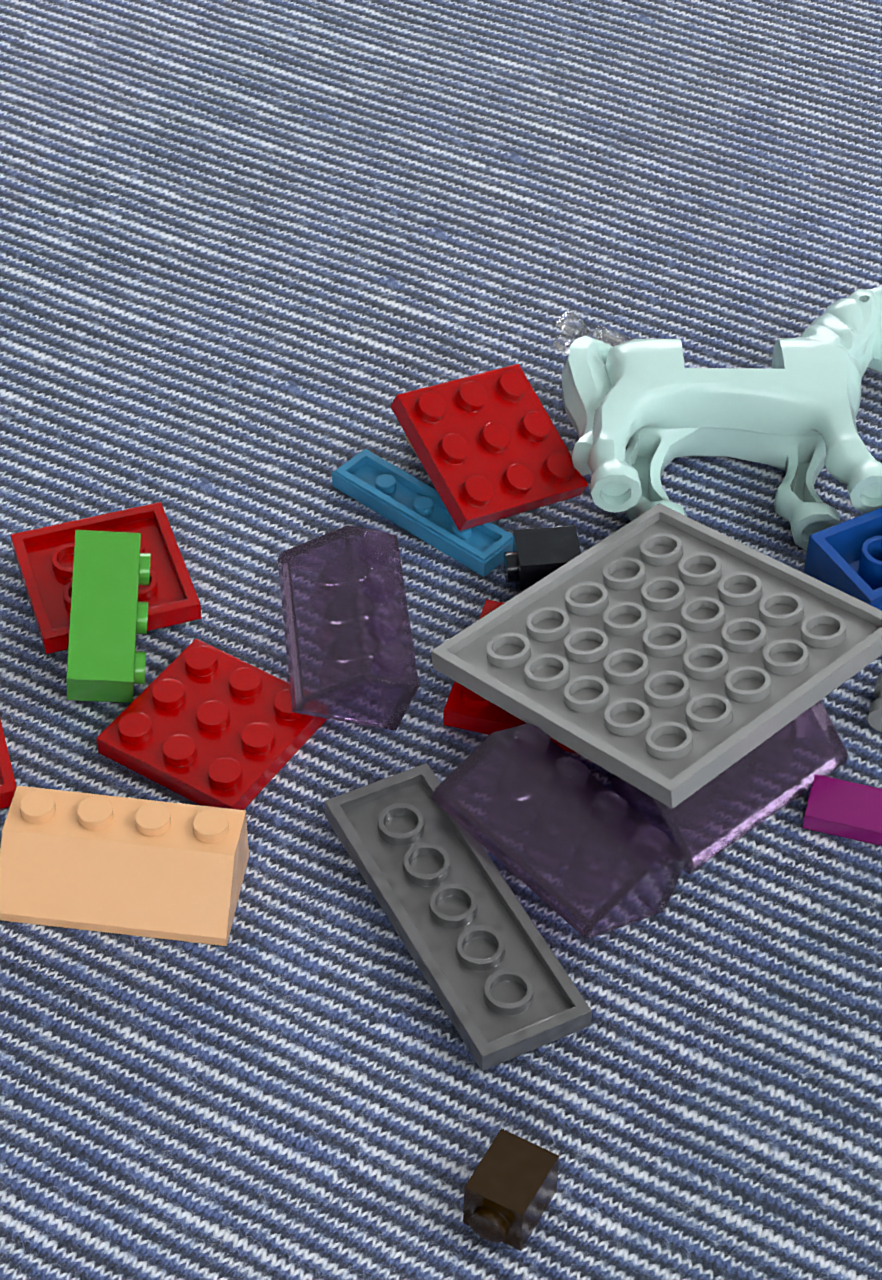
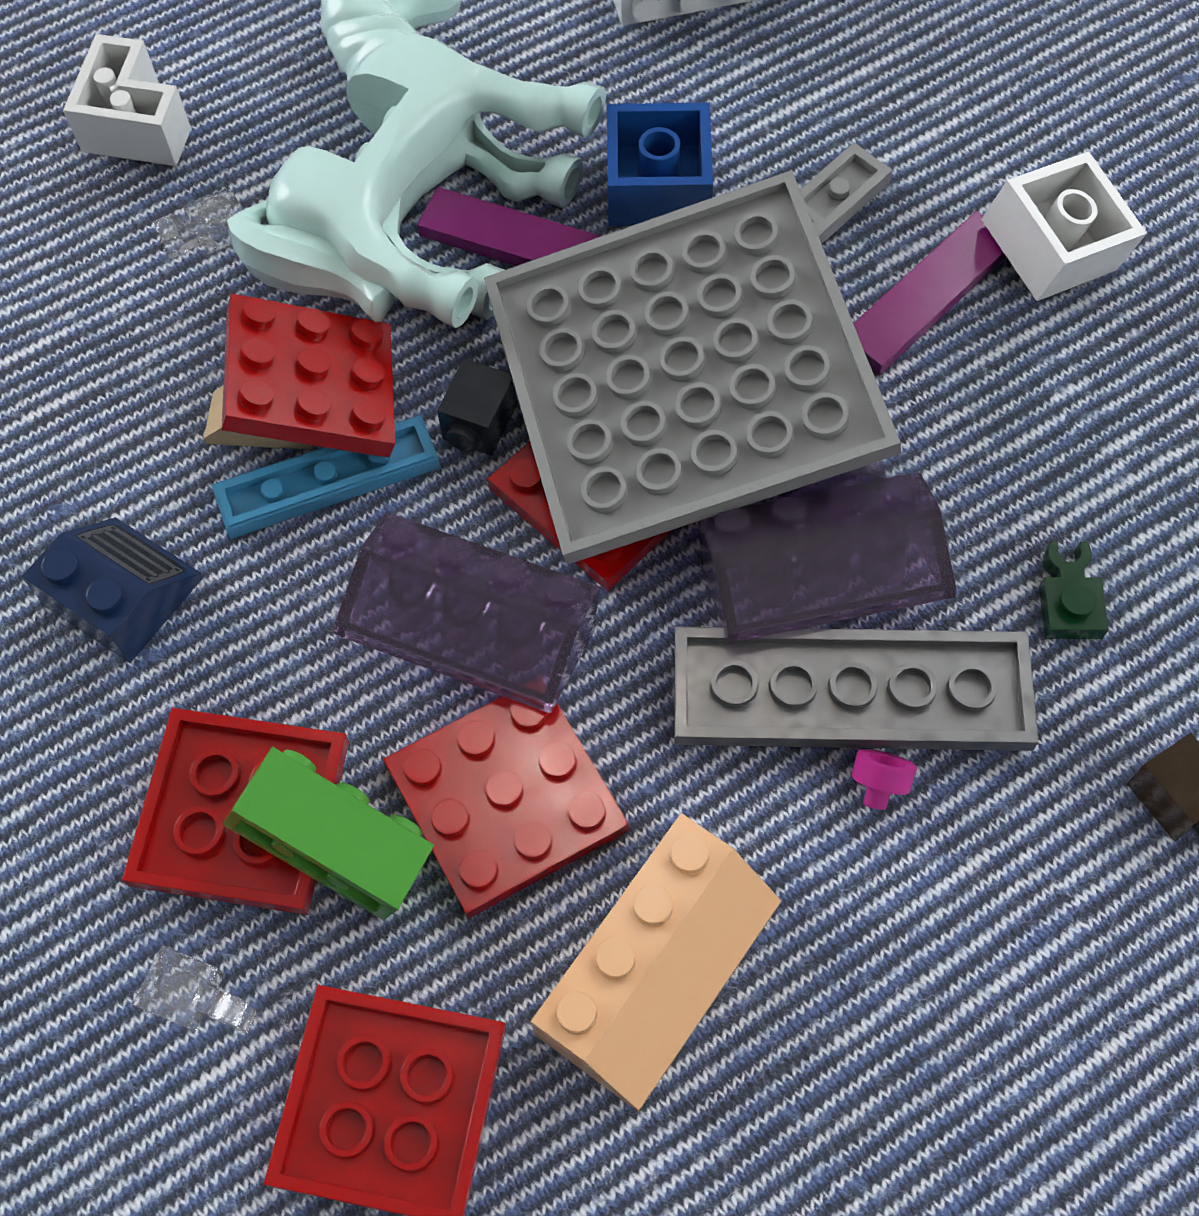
camera: 60 degrees left, 20 degrees up
(242, 430) = (111, 584): none -> dark blue slope
(380, 958) = (882, 775): none -> dark pink tile
(657, 247) = (123, 108): none -> white brick
(663, 1053) = (1069, 601): none -> dark green plate
(733, 502) = (494, 229): none -> magenta tile

